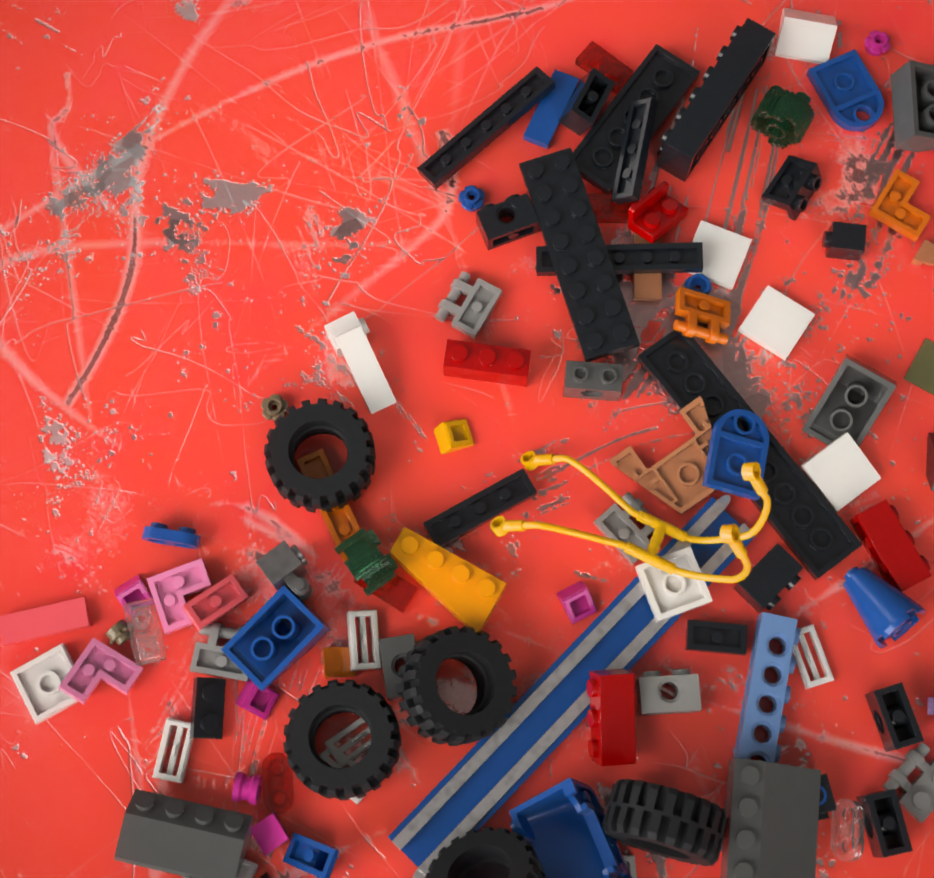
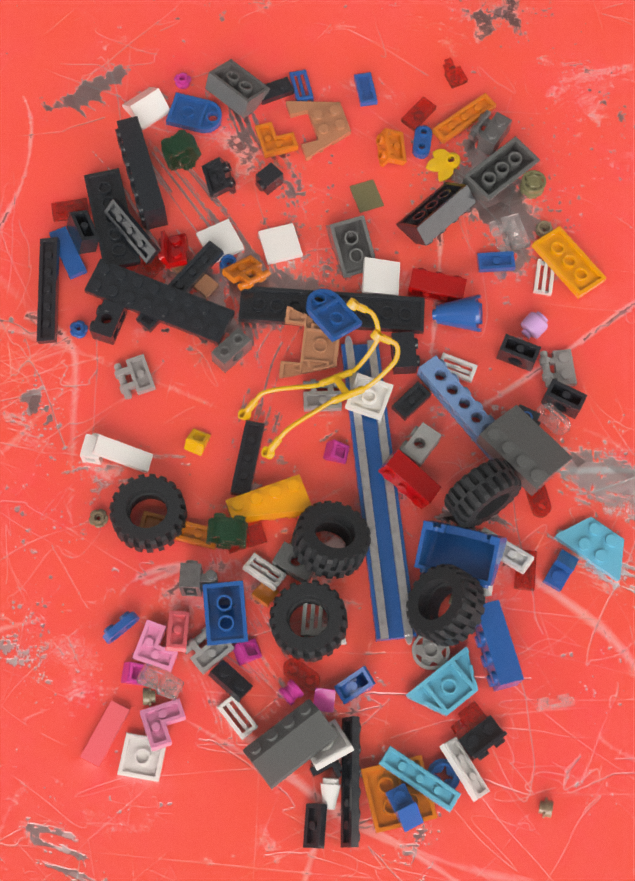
camera: 55 degrees left, 5 degrees down
(486, 362) = (175, 392): red brick -> none

